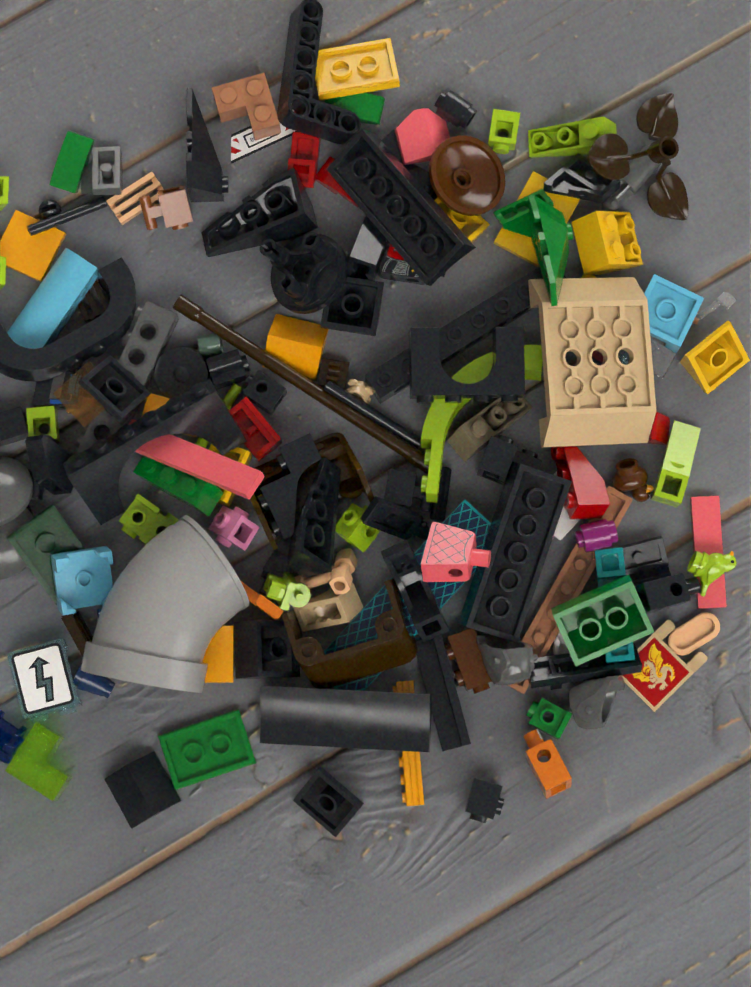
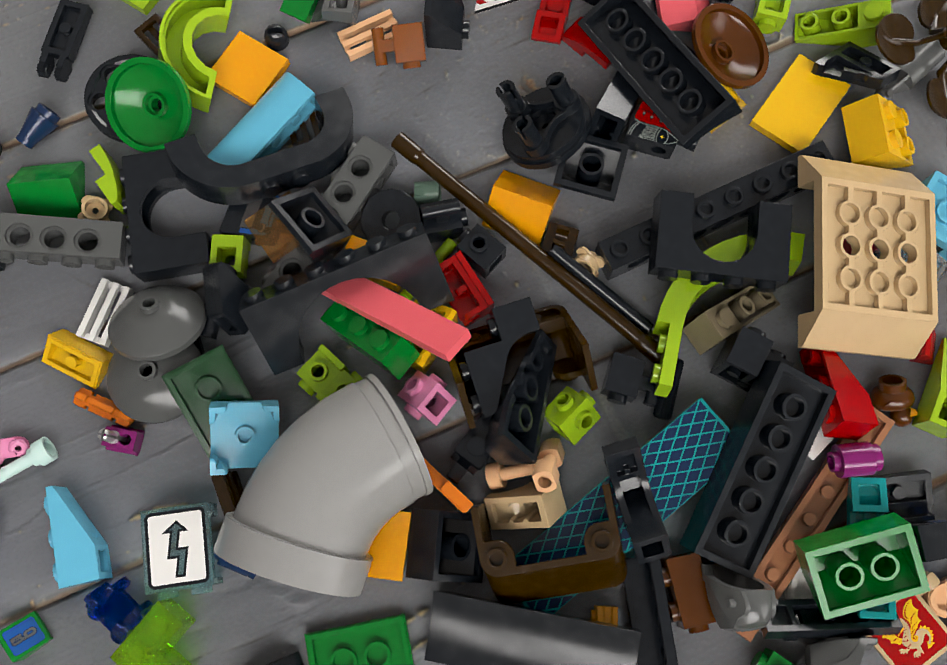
camera: 10 degrees right, 5 degrees down
(67, 216) = (292, 42): black piece -> none
(274, 213) = (521, 57): black wedge -> none
(286, 591) = (479, 480): lime hips -> none
(394, 519) = (616, 411): black hinge -> none
(451, 554) = (686, 461): coral torso -> none
(516, 215) = (792, 95): green slope -> none
(551, 244) = (822, 122): green wedge -> none

